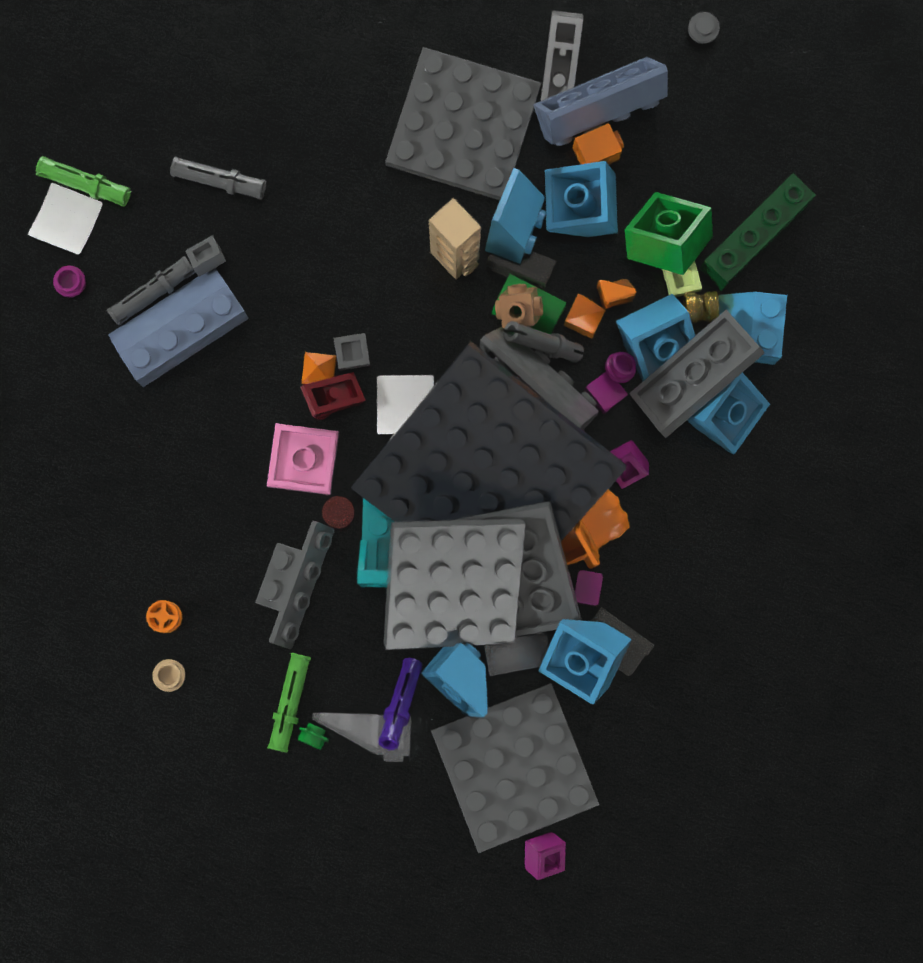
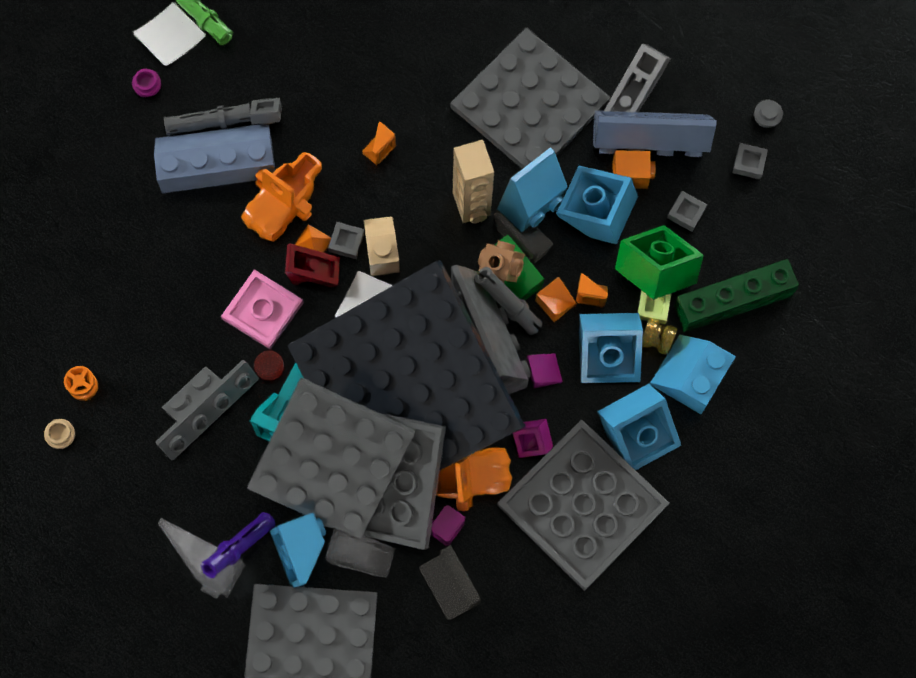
camera: 25 degrees right, 10 degrees down
(231, 181) = (316, 62): dark grey pin -> none
(267, 337) = (282, 196): none -> orange piece
(289, 702) = (146, 503): bright green pin -> none
(313, 736) = (152, 541): green plate -> none
(336, 238) = (380, 145): none -> orange slope
(389, 340) = (381, 246): none -> tan slope
(584, 657) = (415, 580): dark azure slope -> none
(620, 367) = (566, 354): magenta plate -> none
(670, 166) = (687, 211): none -> dark grey plate
(696, 373) = (626, 386): dark grey plate -> none
(705, 507) = (583, 504): none -> dark grey plate
(708, 86) = (750, 161): none -> dark grey plate

